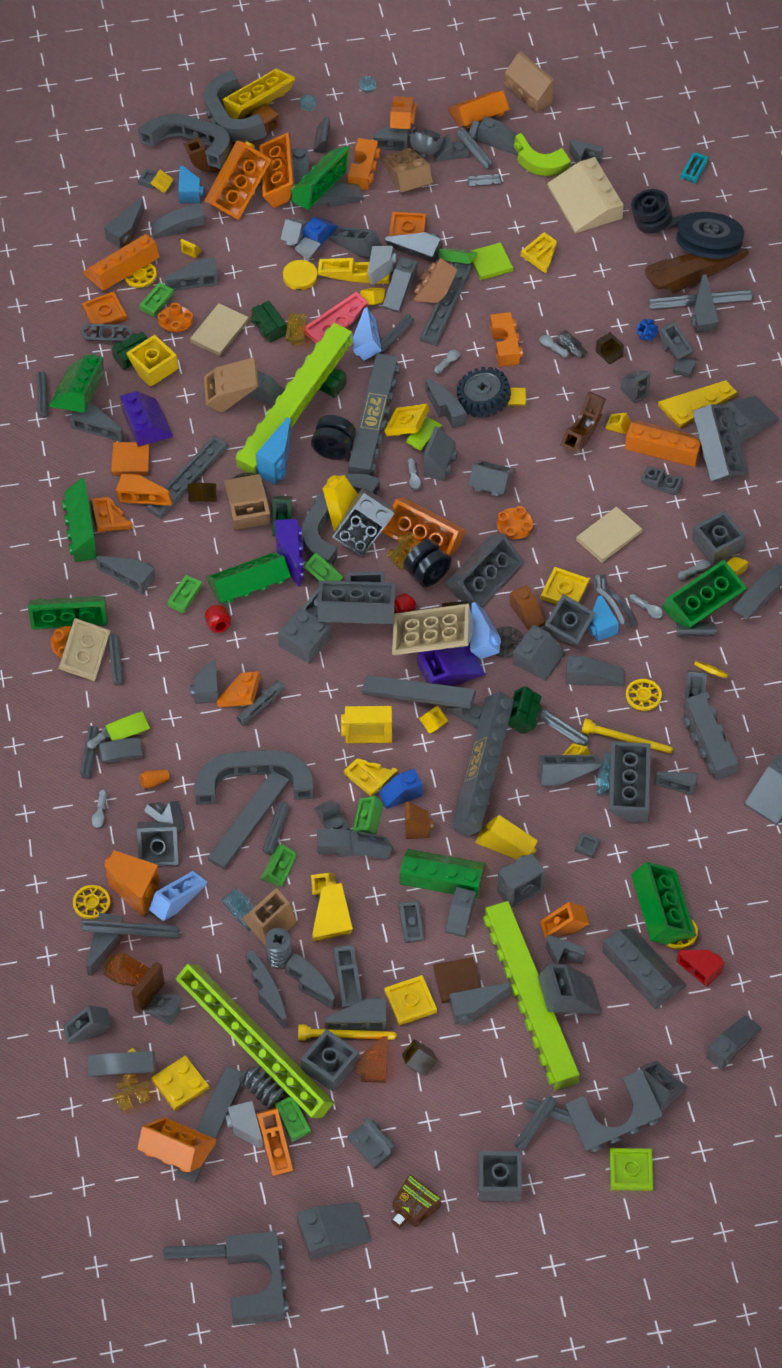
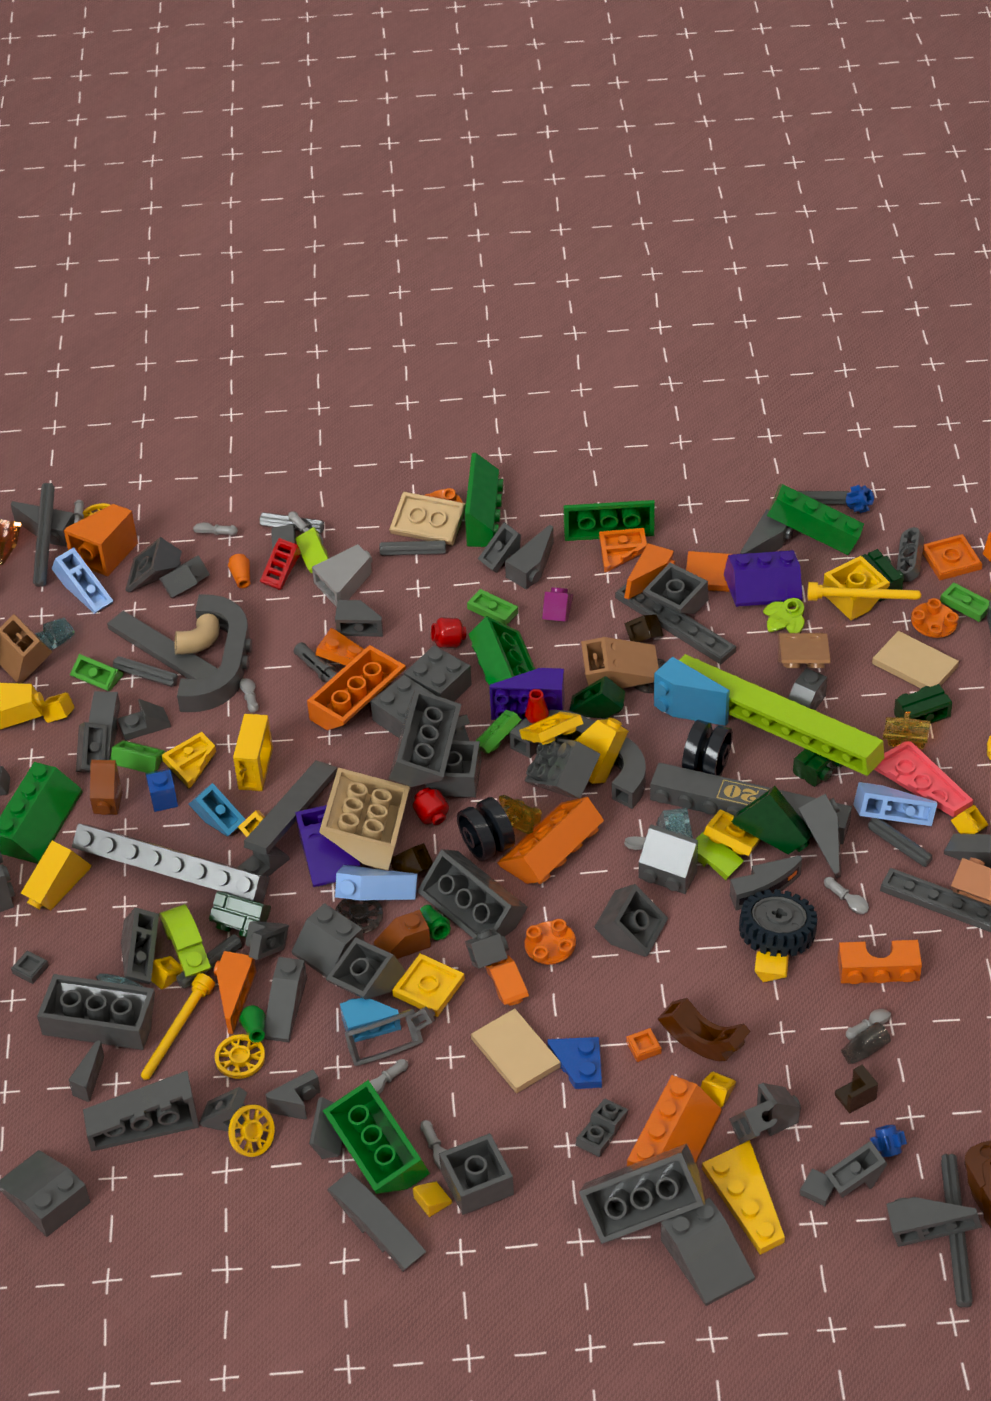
camera: 100 degrees right, 10 degrees down
(48, 363) = (860, 498): none -> blue gear
(93, 914) = (78, 510): none -> light grey piece
(119, 589) = (503, 544): none -> dark grey slope
(139, 747) = (280, 546): none -> red slope
(156, 701) = (343, 573): none -> light grey slope
(167, 467) = (678, 589): none -> dark grey slope
(172, 375) = (817, 591): none -> yellow piece
(179, 409) = (782, 617): none -> lime plate
(181, 549) = (557, 604): none -> magenta slope
(241, 787) = (197, 639): none -> tan cylinder
(268, 617) = (441, 674): none -> dark grey brick
(293, 666) = (353, 688): none -> orange slope
(298, 747) = (248, 688): none -> light grey piece
(311, 538) = (536, 707): none -> red cone
(333, 524) = (550, 727): none -> yellow plate
(398, 396) = (774, 822): none -> dark green slope
(405, 363) = (824, 825): none -> dark grey slope
(406, 454) = (675, 821): none -> clear light blue slope
(424, 745) = (216, 810): none -> dark azure slope
(504, 594) = (438, 924): none -> green cone
(532, 554) = (486, 948): none -> dark grey brick
(548, 684) = (265, 938): none -> dark grey slope
(551, 541) = (507, 981): none -> orange slope
(552, 736) = (184, 934): none -> lime arch
(590, 705) = (235, 977): none -> orange slope
(591, 464) = (643, 1045): none -> orange tile
(610, 496) = (579, 1060): none -> blue wing
(619, 686) = (253, 1022): none -> green cone
(653, 391) = (750, 1122): none -> dark grey hinge
(674, 655) = (289, 1097): none -> dark grey slope

